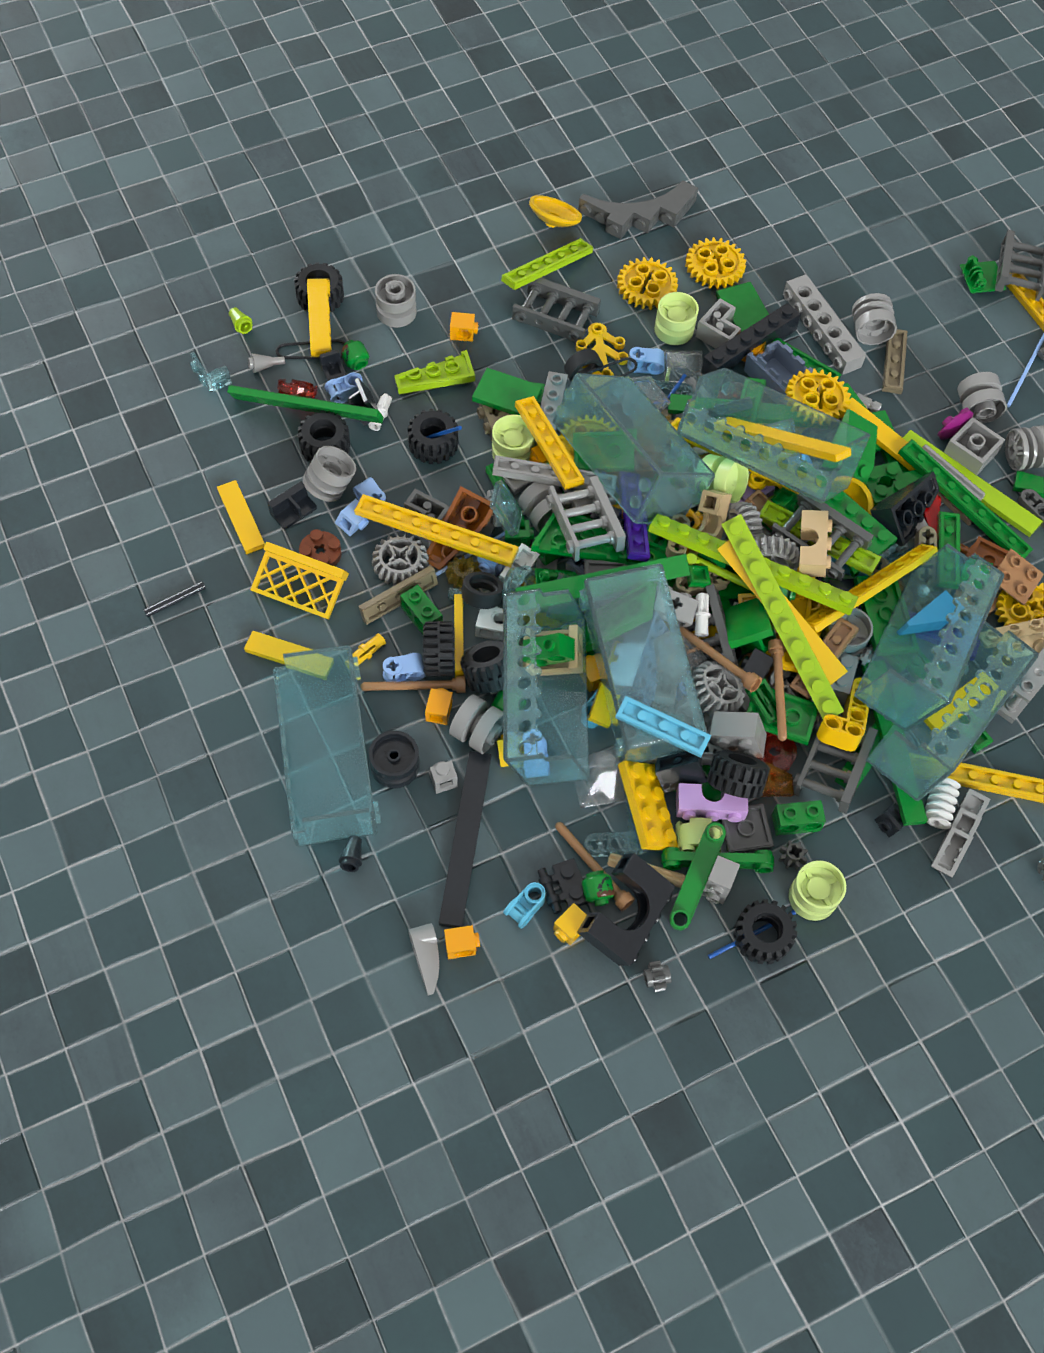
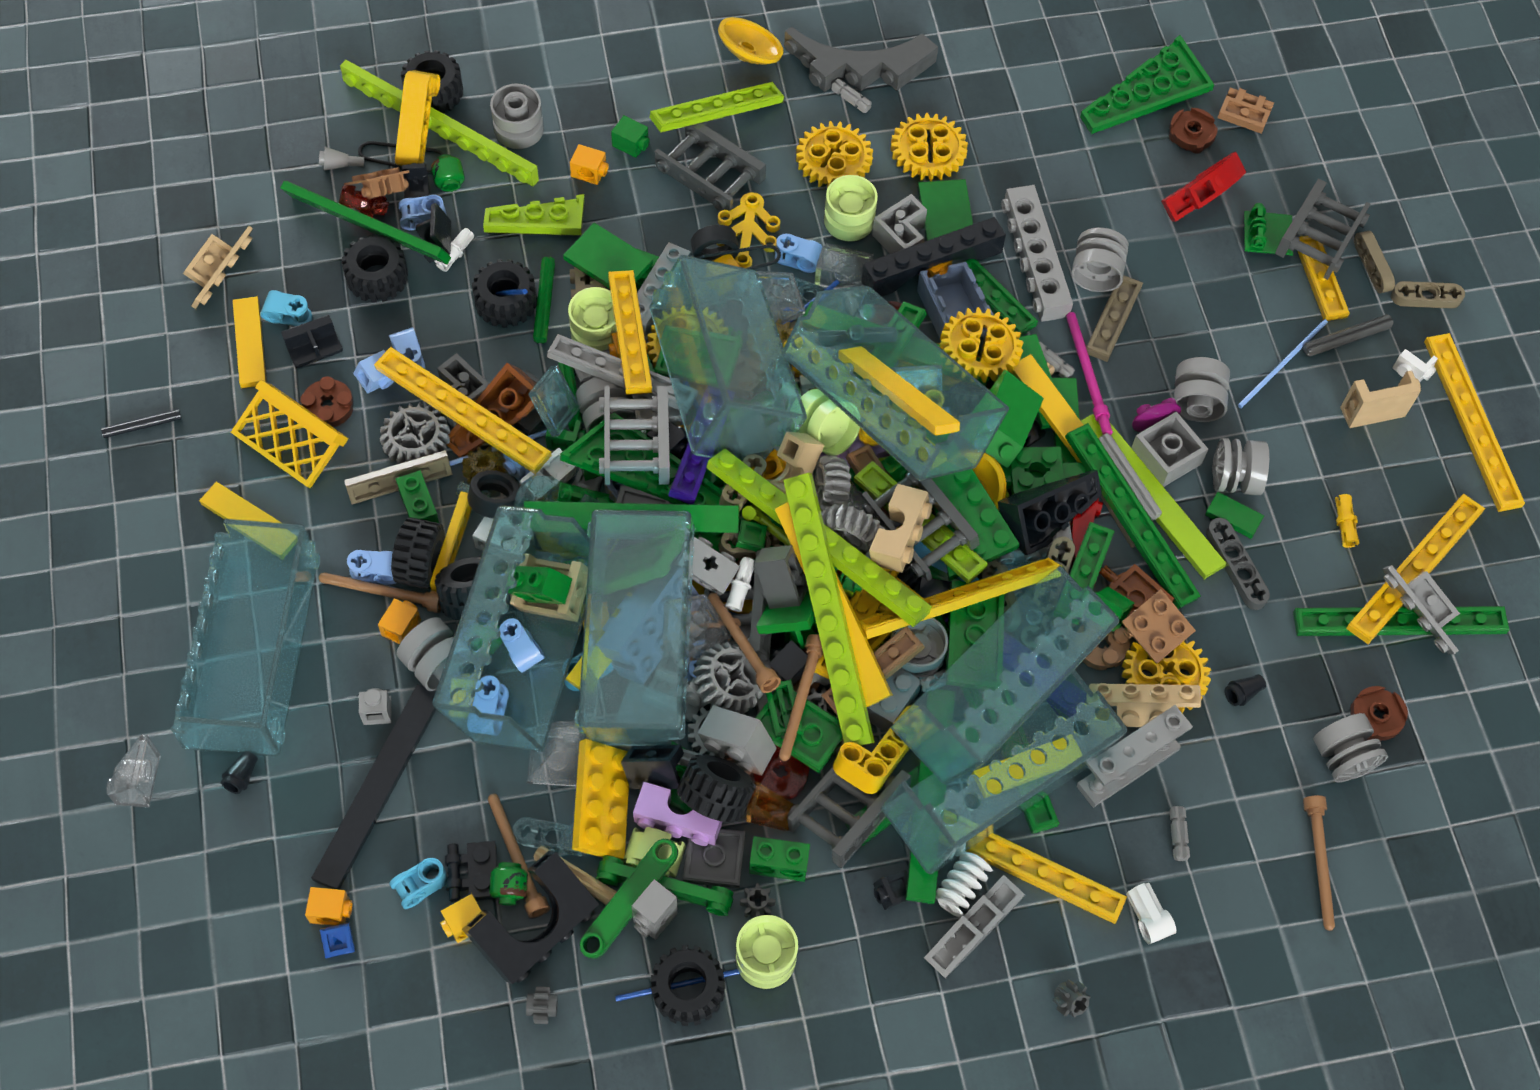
camera: 15 degrees right, 0 degrees up
(190, 462) = (211, 261): none -> tan bracket
(213, 380) = (272, 169): clear light blue bracket -> none
(241, 321) = (328, 104): lime cone -> none
(261, 484) = (286, 309): none -> medium azure piece
(267, 877) = (135, 775): none -> clear slope
(307, 373) = (381, 182): none -> medium nougat hinge
(329, 473) = (362, 313): light grey wheel -> none
(338, 319) = (444, 125): none -> lime plate
(365, 652) = (355, 528): yellow pin -> none
(394, 759) = (323, 672): black wheel -> none
(426, 953) = (285, 907): light grey piece -> none
(463, 436) = (544, 300): none -> green axle
(476, 966) = (337, 940): none -> blue tile
(487, 299) = (630, 136): none -> green brick
(549, 703) = (520, 644): none -> light blue piece
(643, 237) = (851, 95): none -> light grey axle
(663, 726) = (628, 709): medium azure tile -> none
(735, 600) = (780, 577): none -> dark grey brick
(862, 187) = (1154, 85): none -> green wing
(902, 221) = (1188, 139): none -> copper plate
(913, 429) = (1100, 410): none -> dark pink bar
(928, 253) = (1205, 187): none -> red slope
(930, 617) = (1007, 653): dark azure slope -> none
(935, 192) = (1246, 110): none -> medium nougat plate

